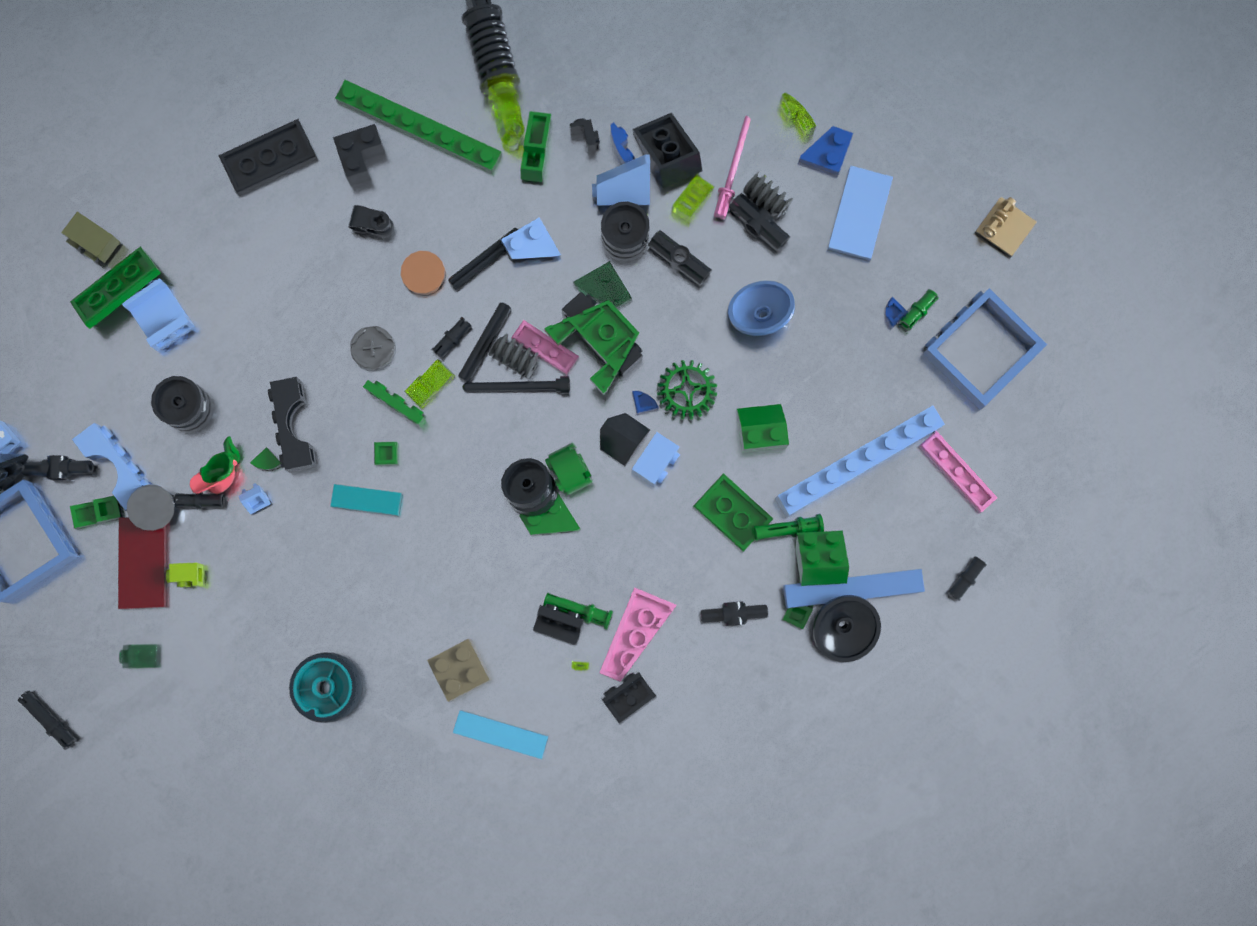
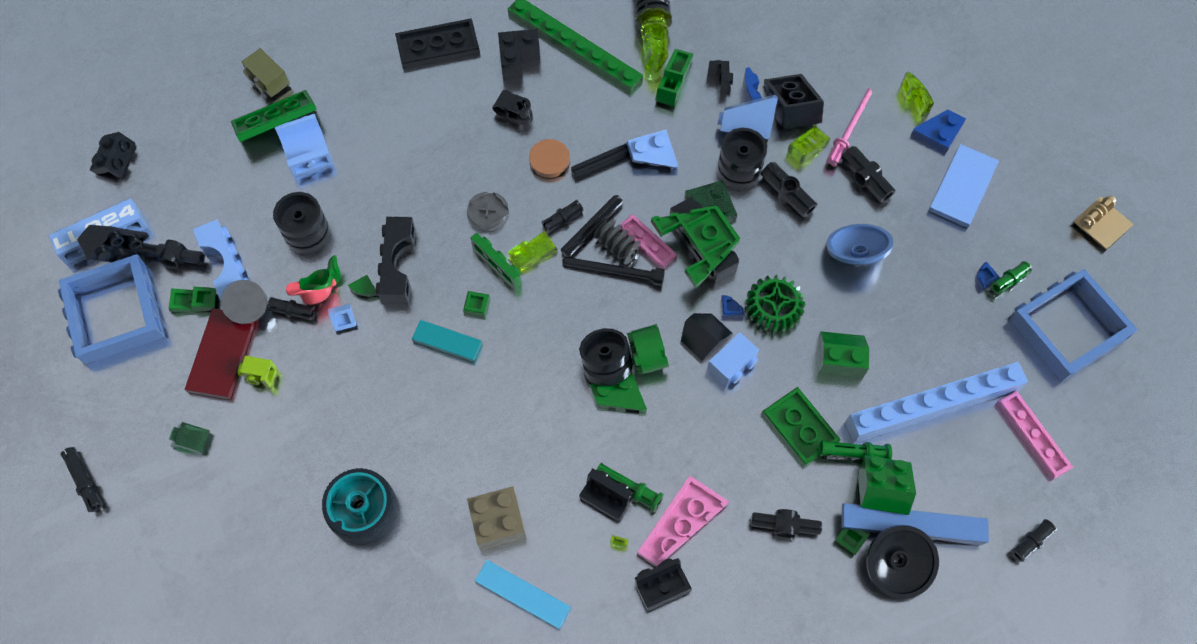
camera: 15 degrees right, 15 degrees down
(767, 195) = (877, 152): dark grey piece -> none

